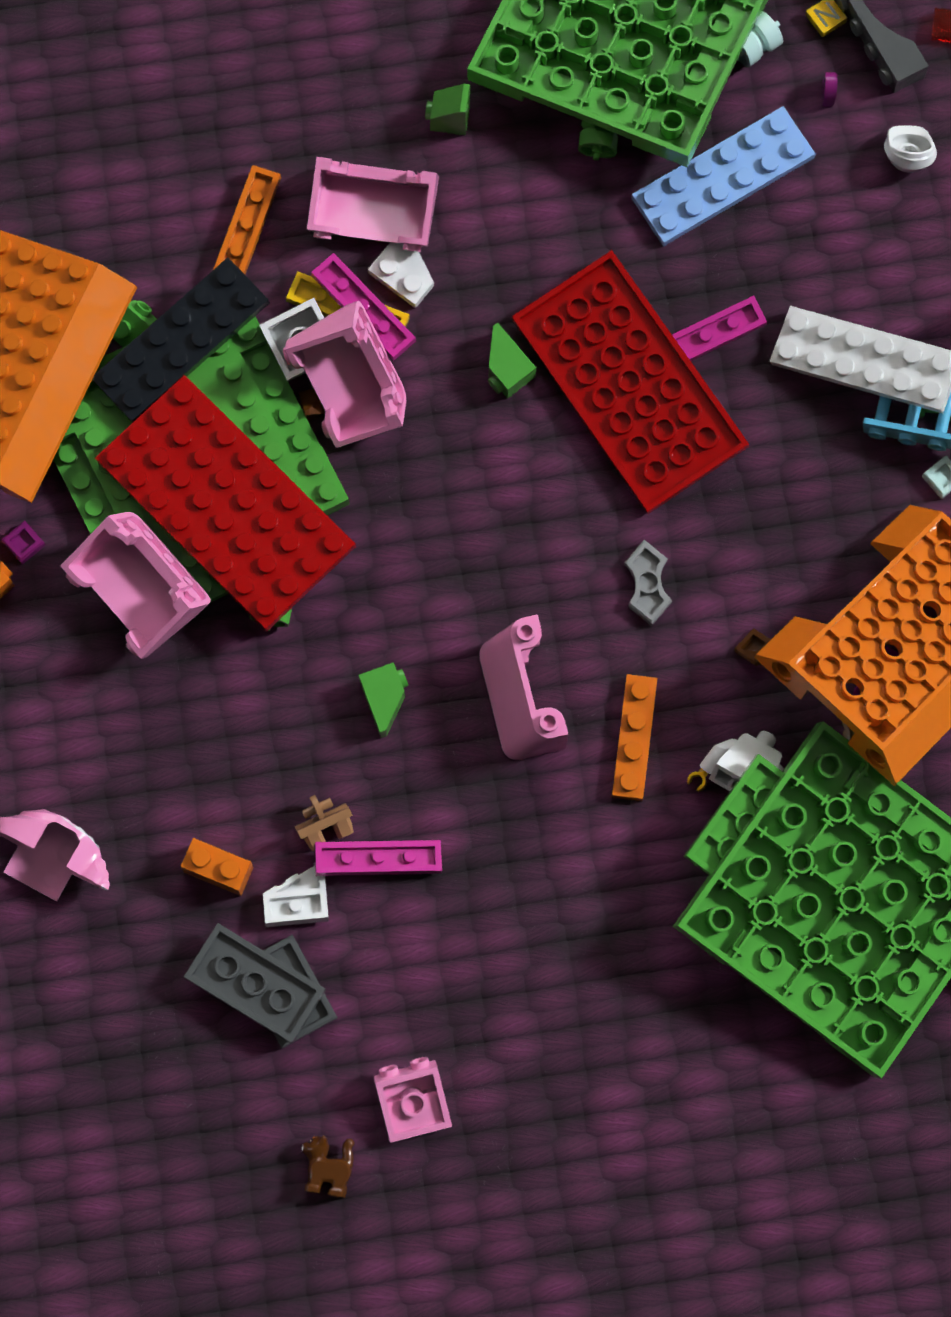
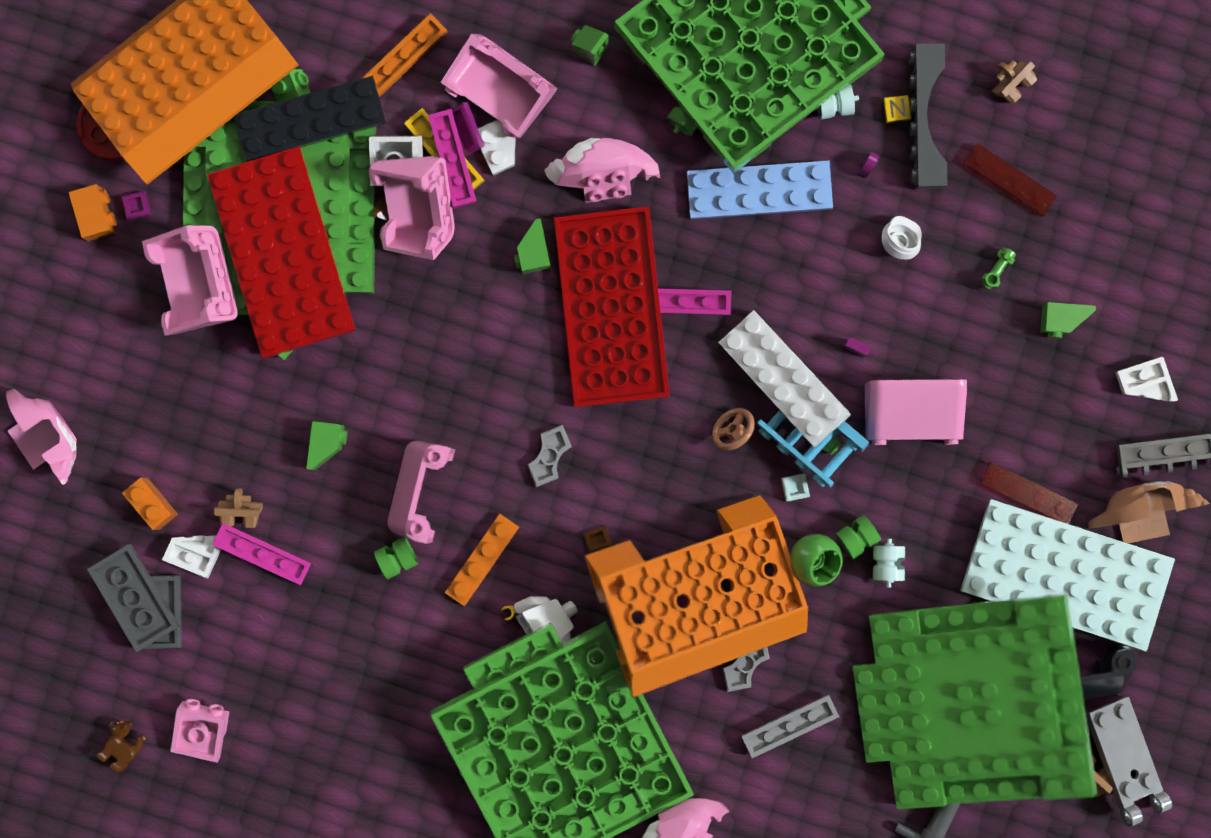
camera: 30 degrees right, 10 degrees up
(362, 267) = (467, 129): none -> magenta tile
(536, 236) = (602, 168): none -> bright pink animal
(538, 779) = (395, 558): none -> bright green wheel
(842, 447) = (734, 431): none -> nougat piece
(926, 289) = (856, 347): none -> magenta tile

